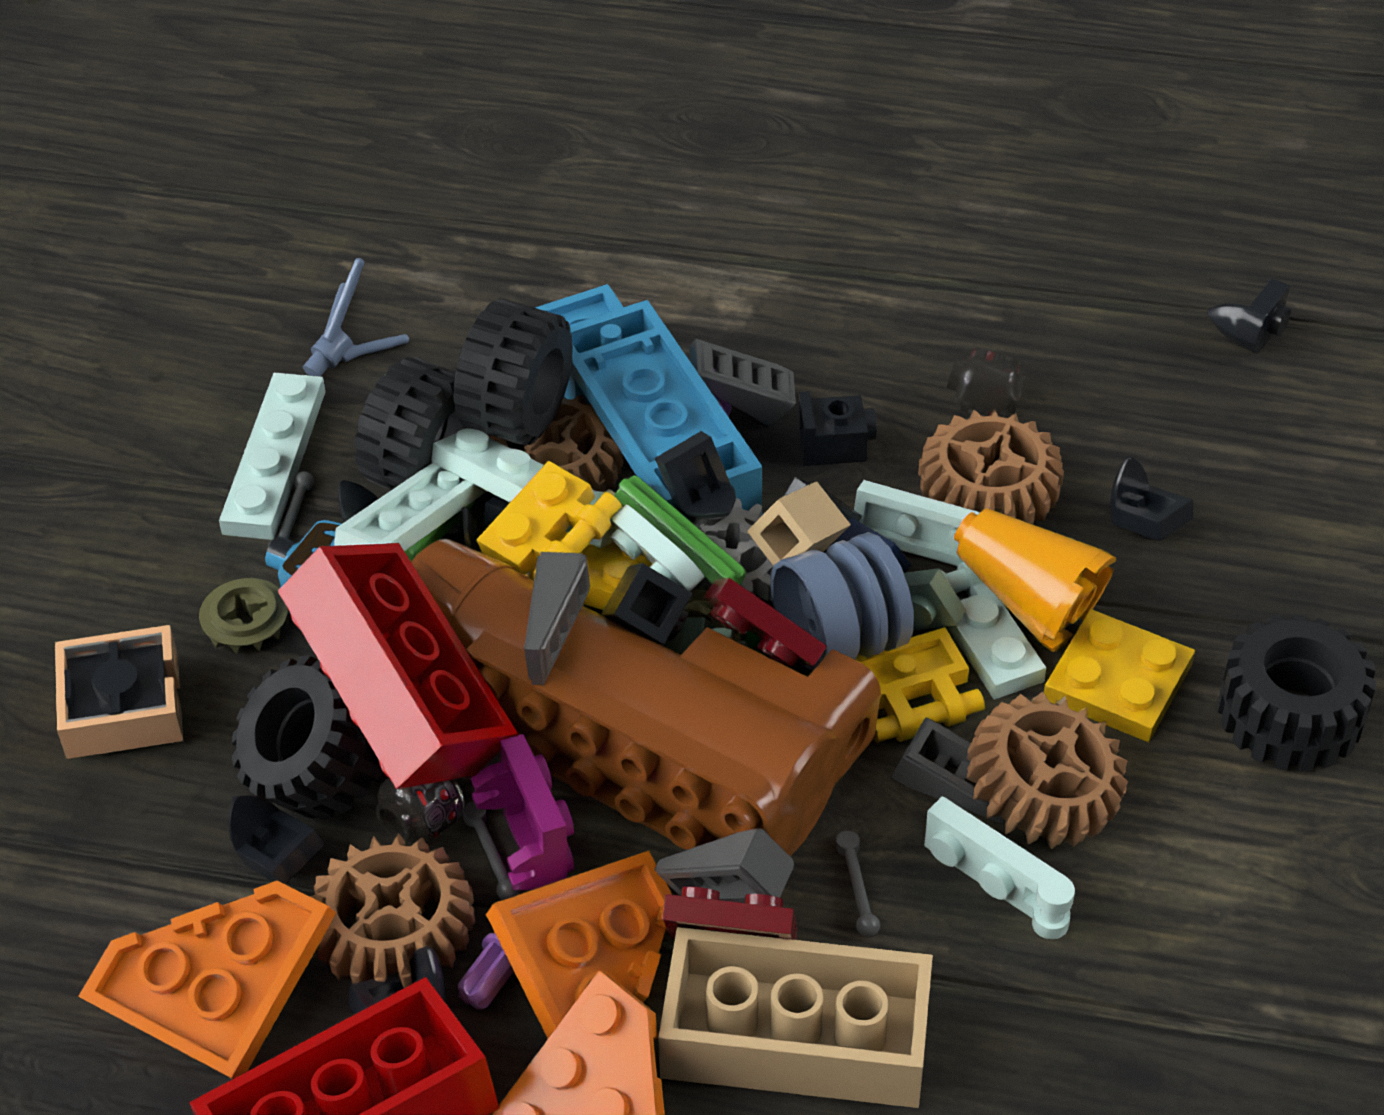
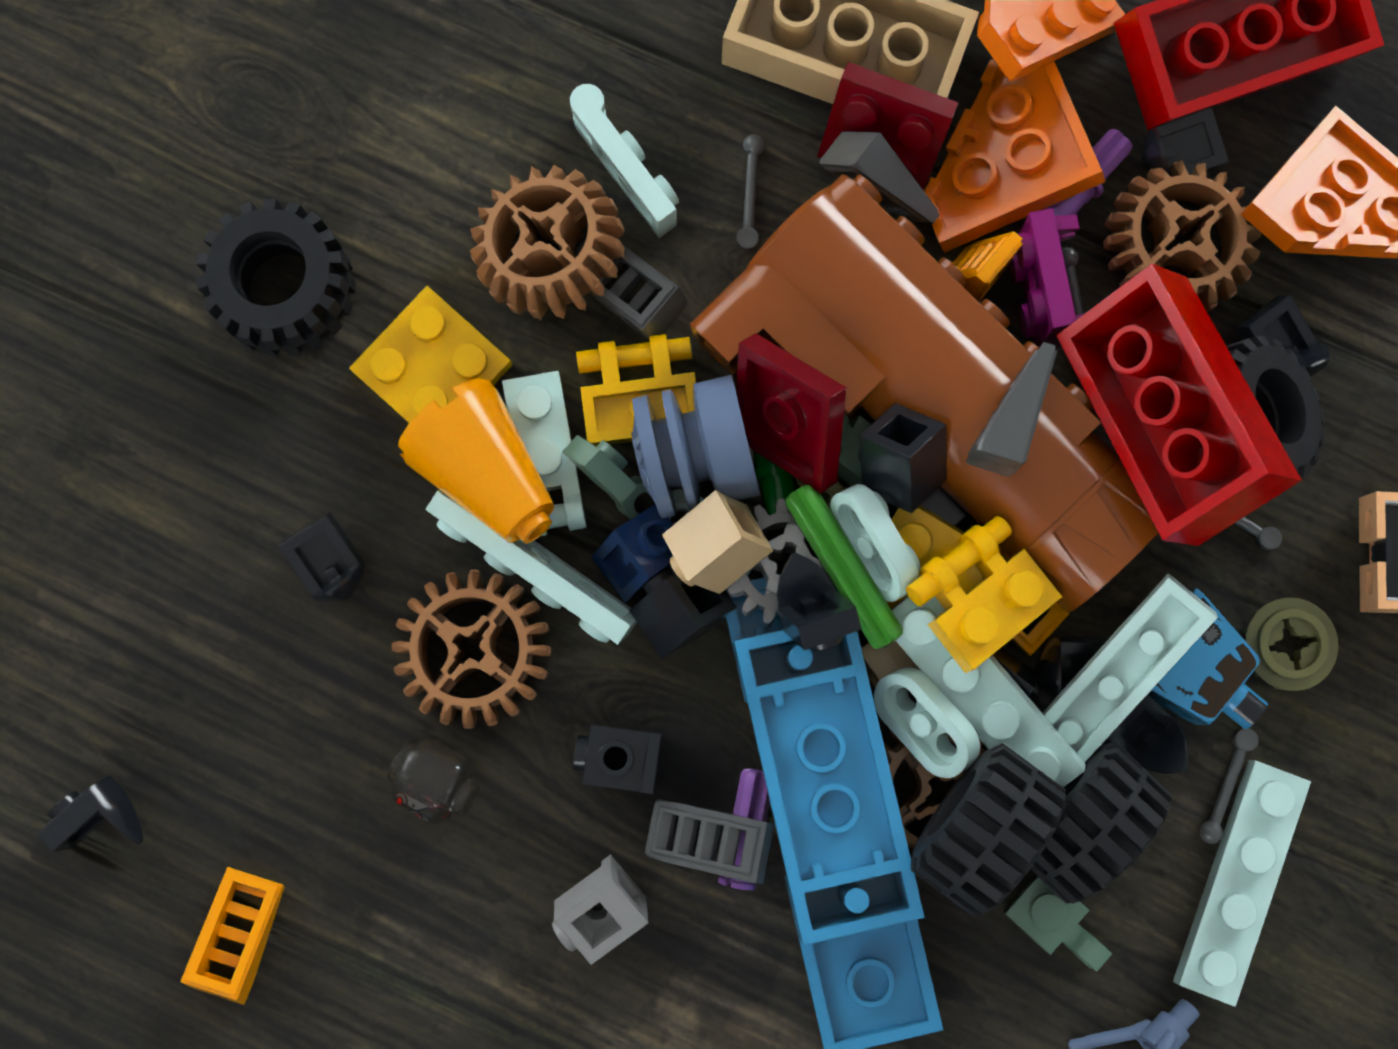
camera: 170 degrees left, 35 degrees up
(575, 455) = (926, 724): none -> light aqua plate
(600, 820) = (986, 261): none -> light orange slope
(816, 334) = (601, 930): none -> light grey brick
(1108, 250) = (205, 950): none -> light orange slope

